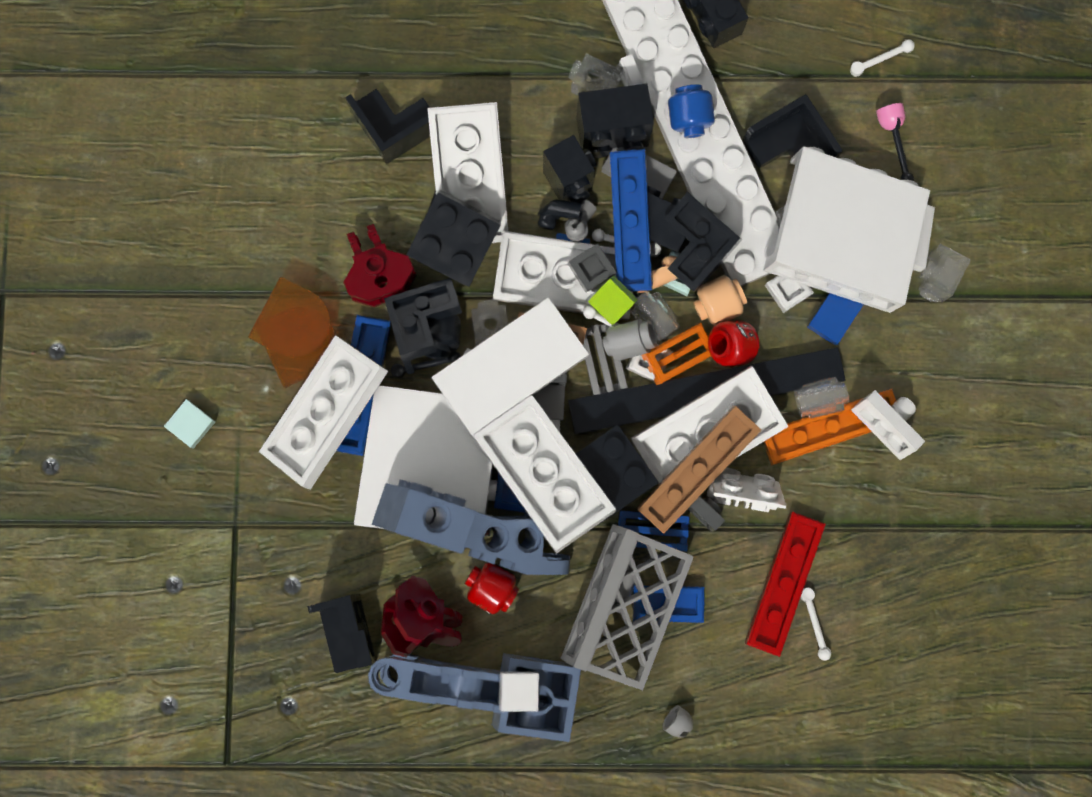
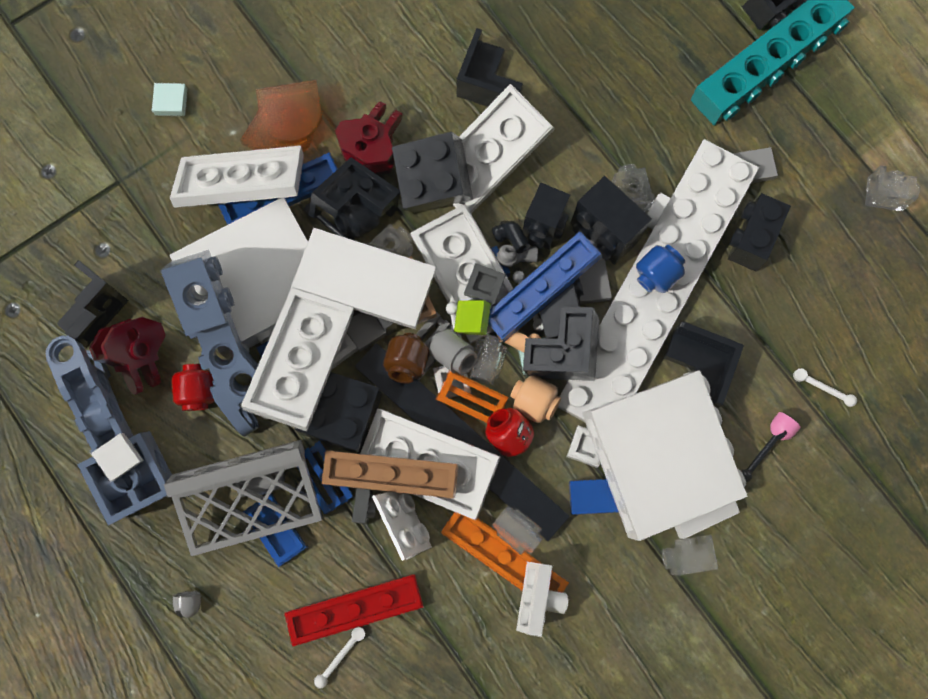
camera: 55 degrees right, 5 degrees down
(606, 383) = (406, 358): none -> reddish brown head

